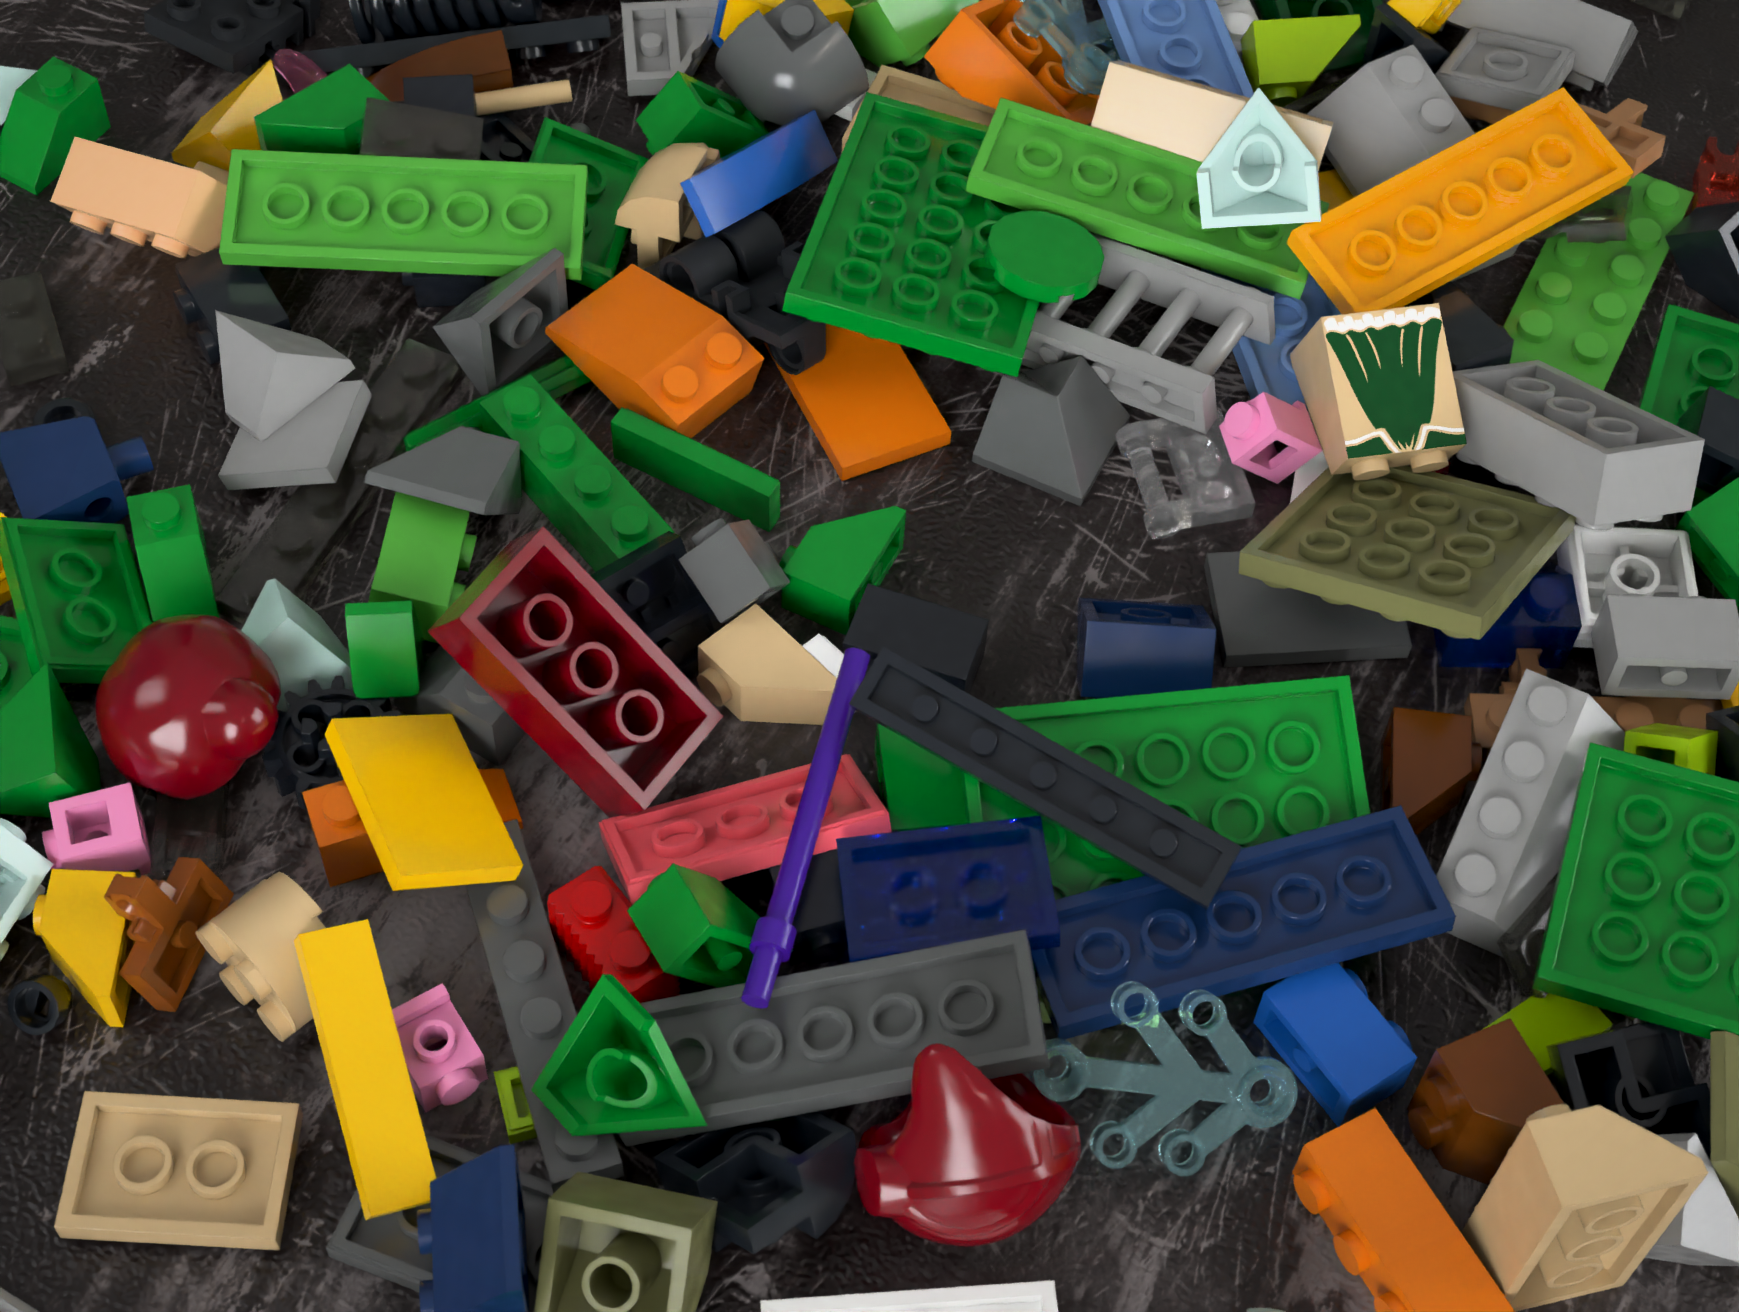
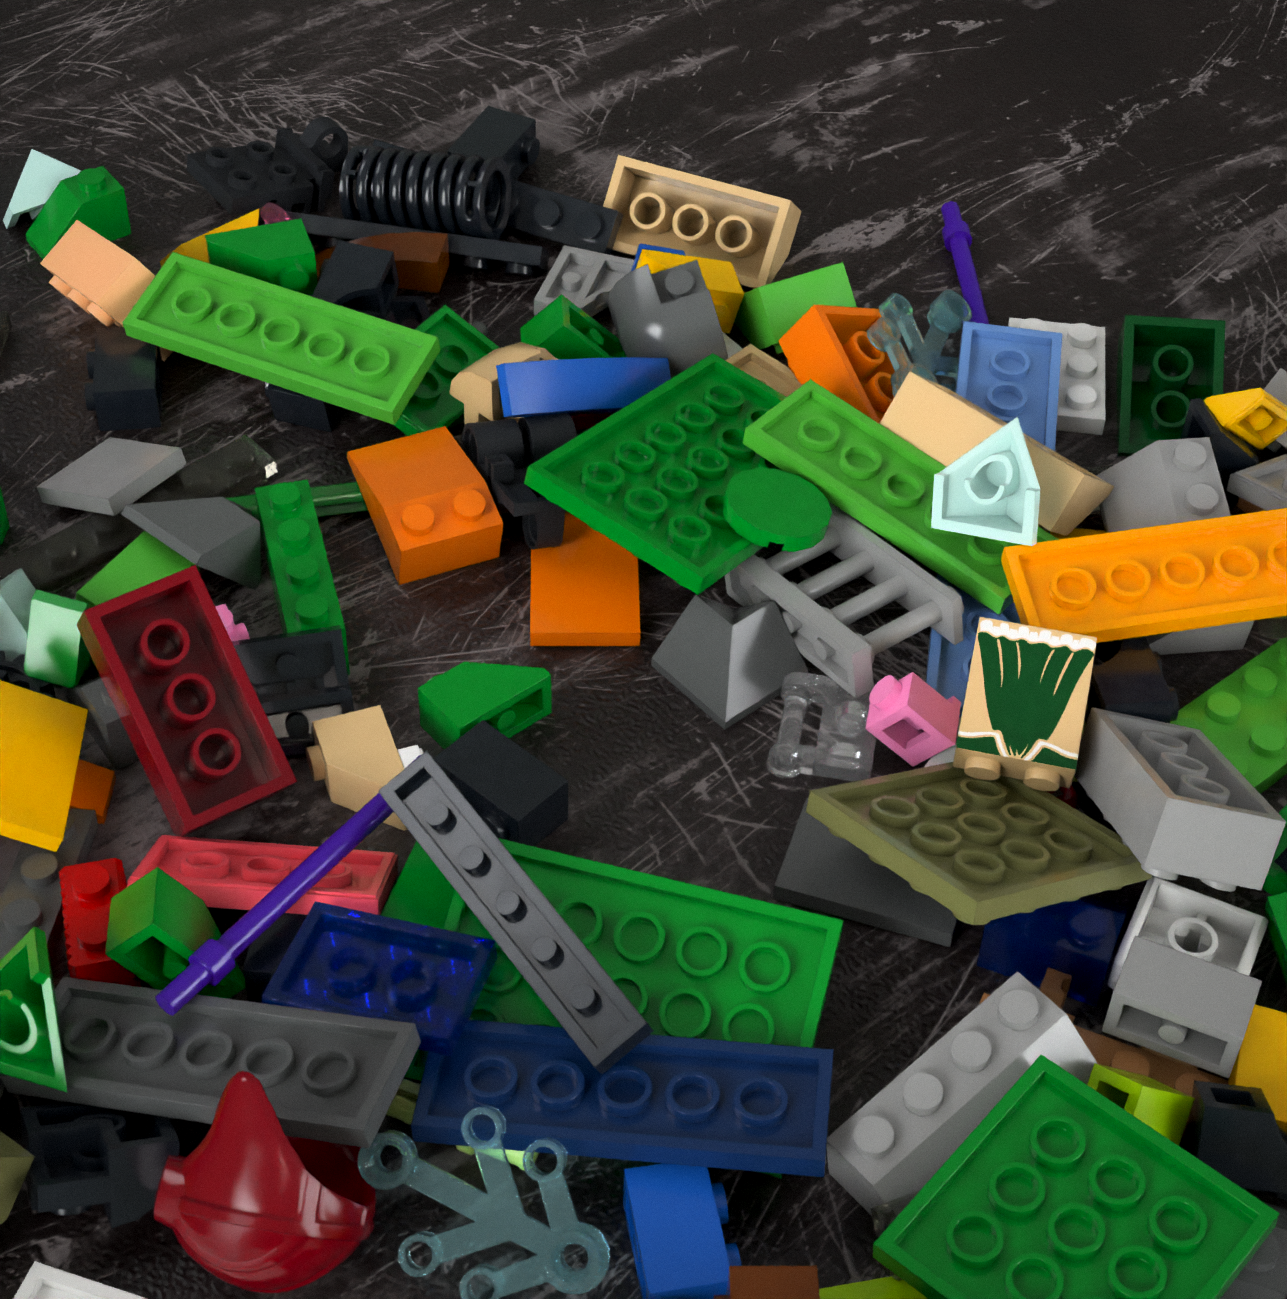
camera: 25 degrees right, 10 degrees down
(272, 372) = (120, 423): light grey slope -> none
(418, 132) = (322, 278): clear smoke plate -> none
(504, 324) = (316, 438): dark grey slope -> none
(523, 97) = (441, 289): tan bar -> none
(696, 469) = (408, 596): green tile -> none
(733, 568) = (375, 670): dark grey brick -> none
(1142, 648) = (698, 848): dark blue slope -> none
(1292, 53) = (1116, 426): lime slope -> none
(1426, 763) = (889, 1038): reddish brown slope -> none

